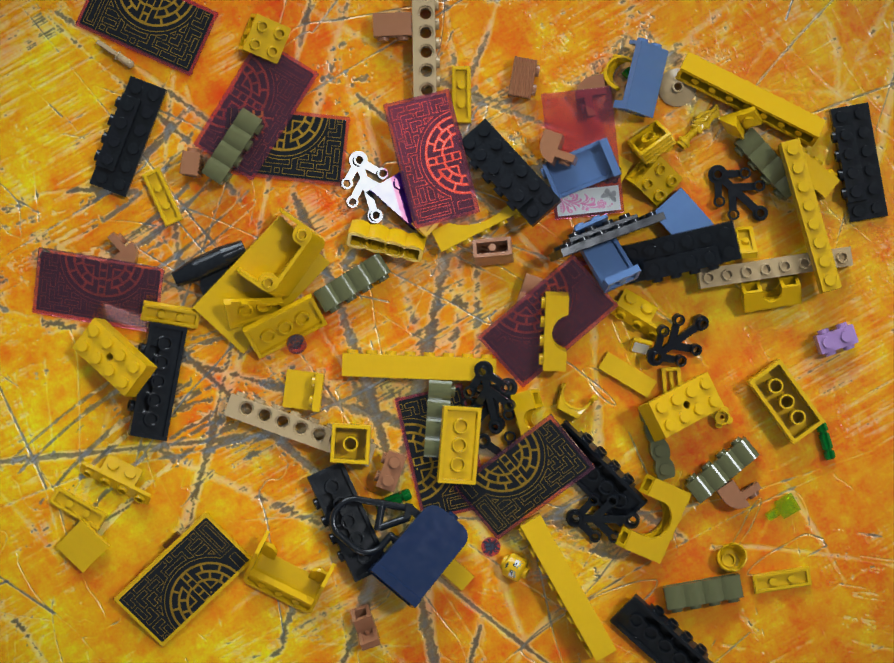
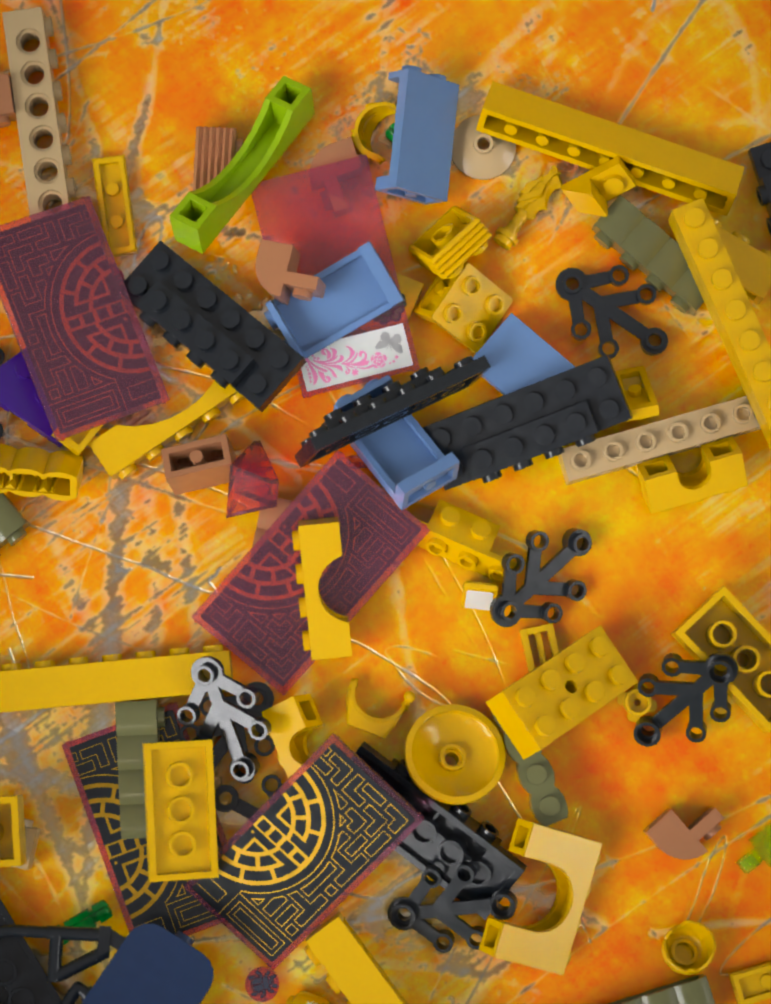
camera: 10 degrees left, 5 degrees down
(391, 470) = (69, 871): nougat brick -> none
(519, 106) = (209, 208): none -> lime arch
(521, 266) = (251, 482): none -> clear pink slope
(625, 427) = (468, 739): none -> yellow dish
(627, 374) = (462, 649): yellow tile -> none
(722, 469) = (650, 794): olive brick -> none
(750, 416) = (688, 694): none -> black plant

